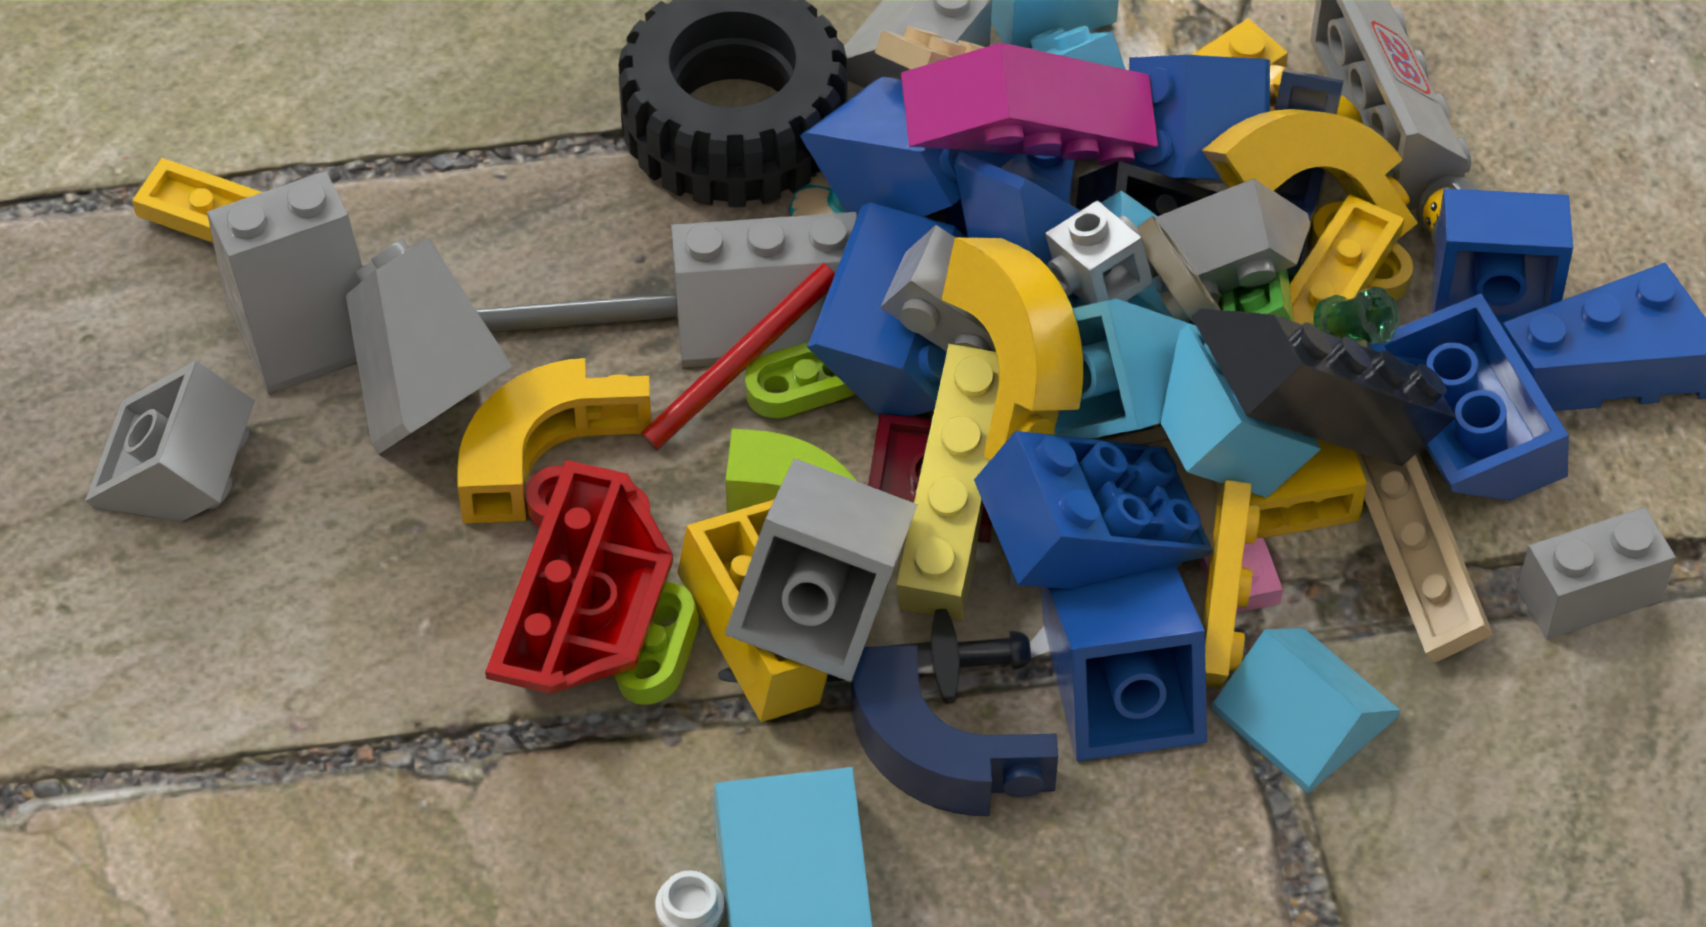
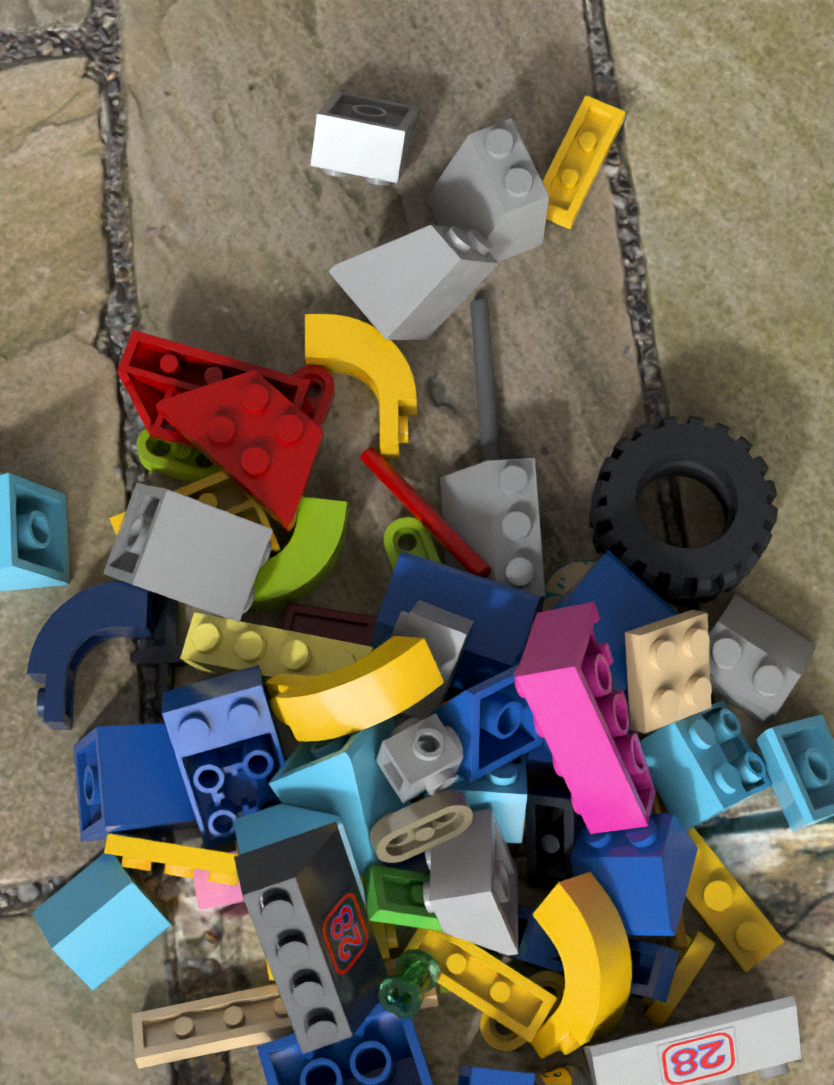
camera: 95 degrees right, 20 degrees up
(659, 506) = (251, 437): none -> red wing

